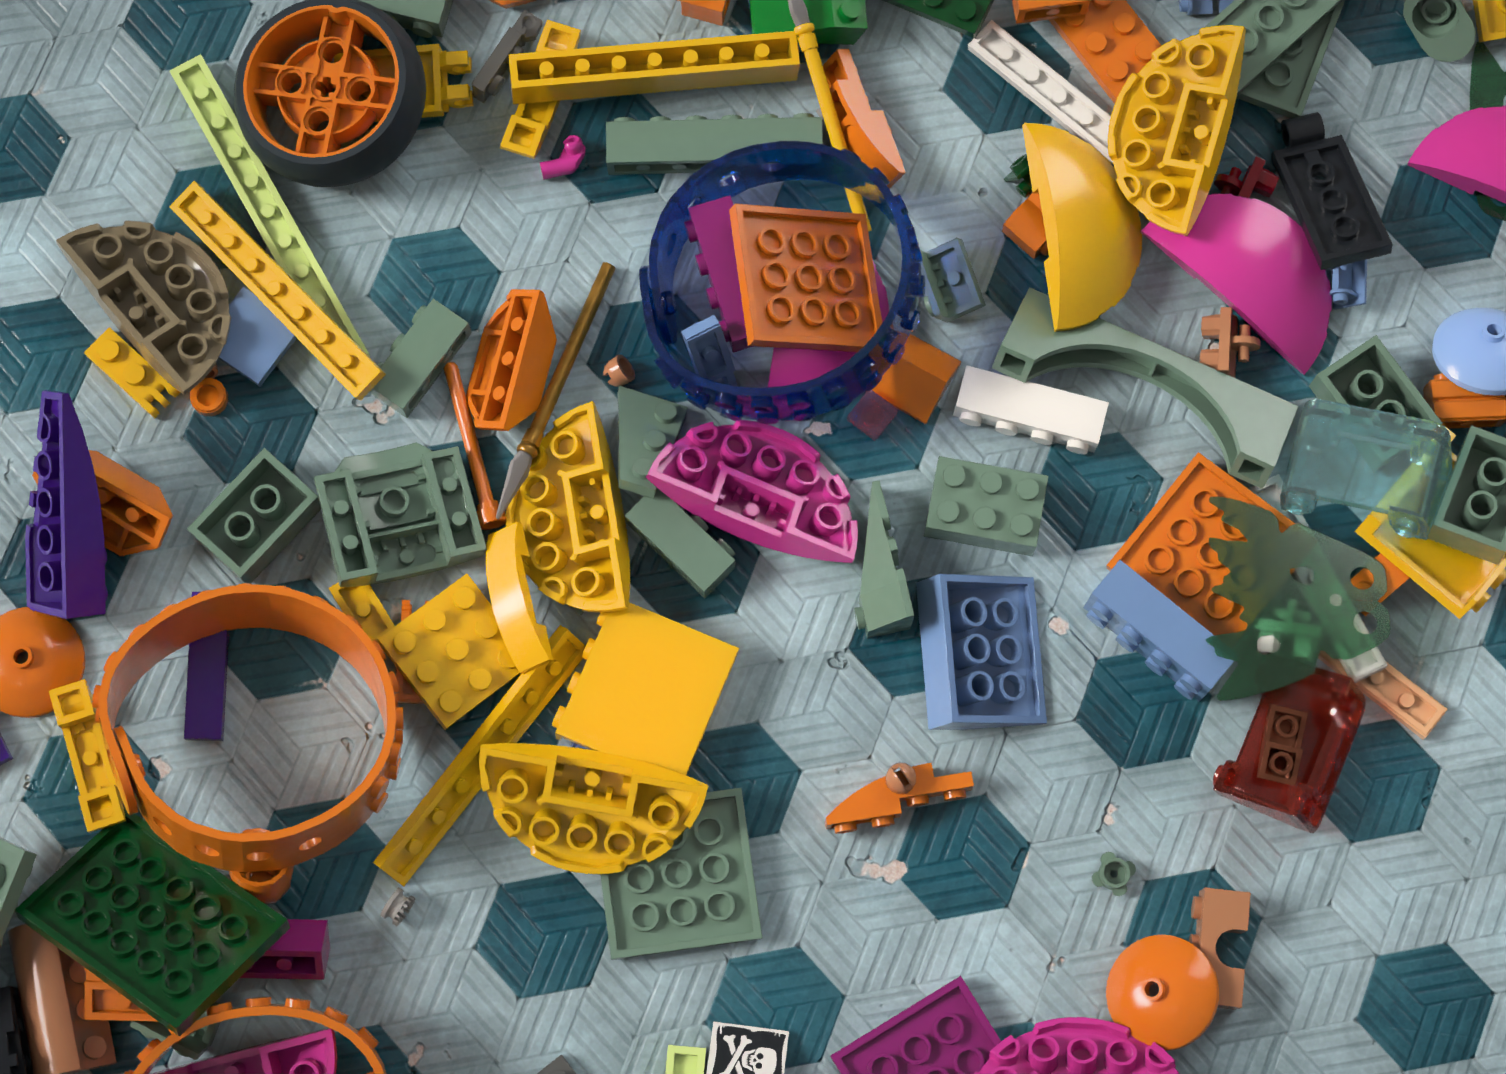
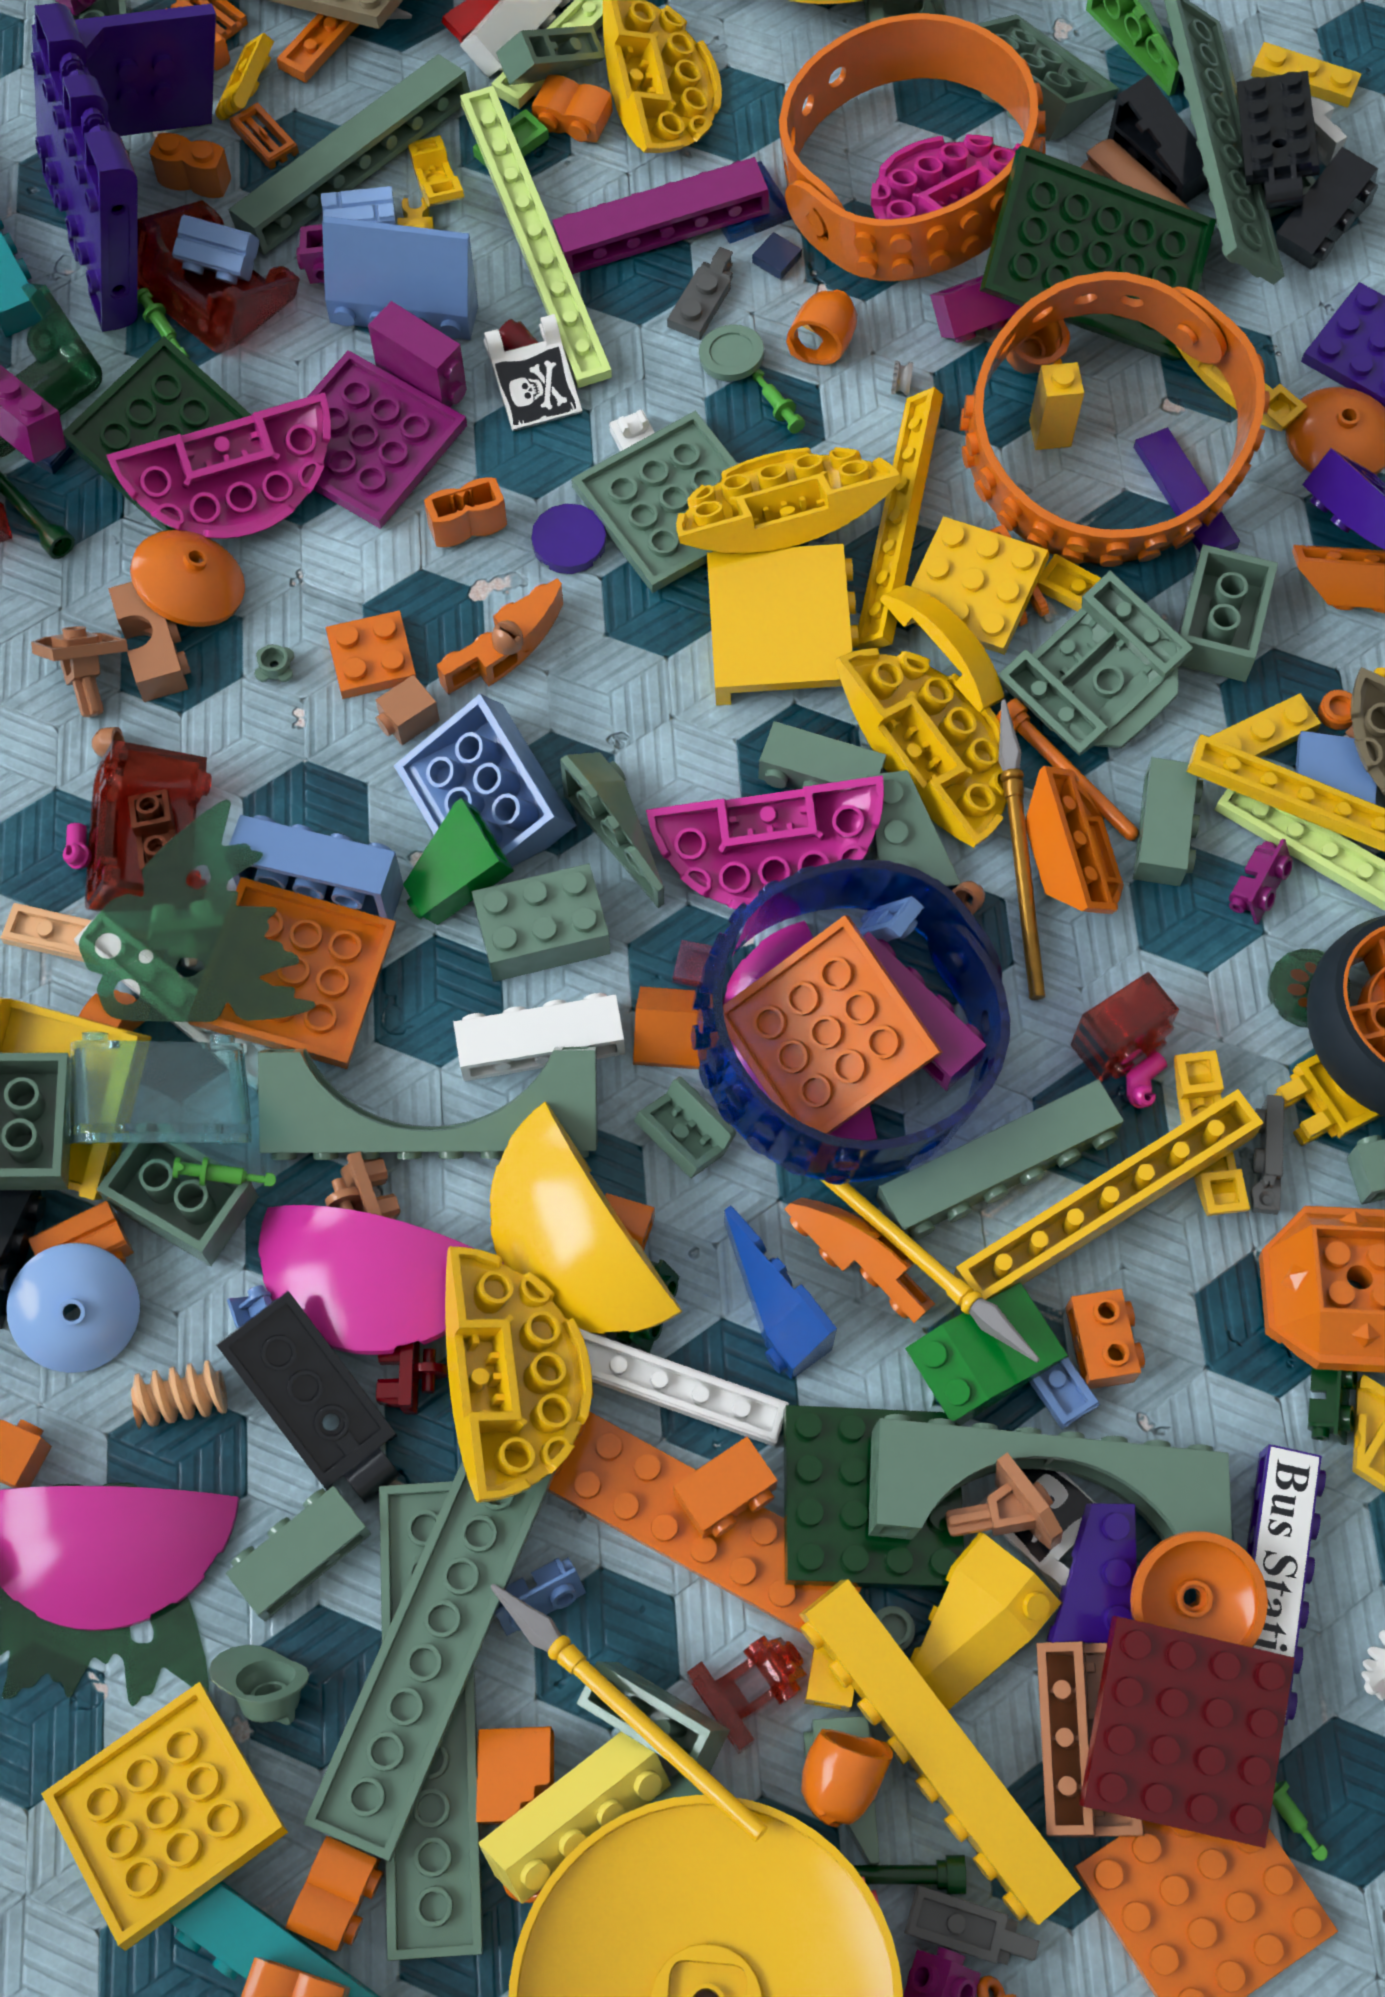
camera: 155 degrees right, 10 degrees down
(282, 786) = (1056, 406): none -> yellow brick
(289, 404) = (1271, 728): none -> yellow plate
(358, 282) = (1270, 866): none -> magenta hinge
(396, 184) = (1290, 984): none -> clear green tile
(441, 994) = (832, 319): none -> orange piece
(525, 940) = (783, 408): none -> bright green piece
(541, 1016) = (731, 352): none -> sand green piece
(562, 191) = (1125, 1028): none -> clear red brick
(678, 971) = (630, 429): none -> white tile
(791, 882) = (568, 538): none -> dark purple tile
(866, 939) = (465, 512): none -> orange brick
(941, 95) = (788, 1318): none -> blue wedge
(1016, 763) = (406, 710): none -> nougat brick
(1022, 844) = (370, 654): none -> orange plate
(1034, 581) = (455, 863): none -> green slope
(1292, 858) = (103, 739): none -> nougat hinge
(1292, 955) = (80, 661): none -> nougat piece
(1340, 384) = (218, 1173): none -> bright green piece
(1356, 757) = (76, 852): none -> dark pink arm
(1379, 98) = (297, 1552): none -> sand green brick
(1429, 249) = (178, 1395): none -> light nougat piece

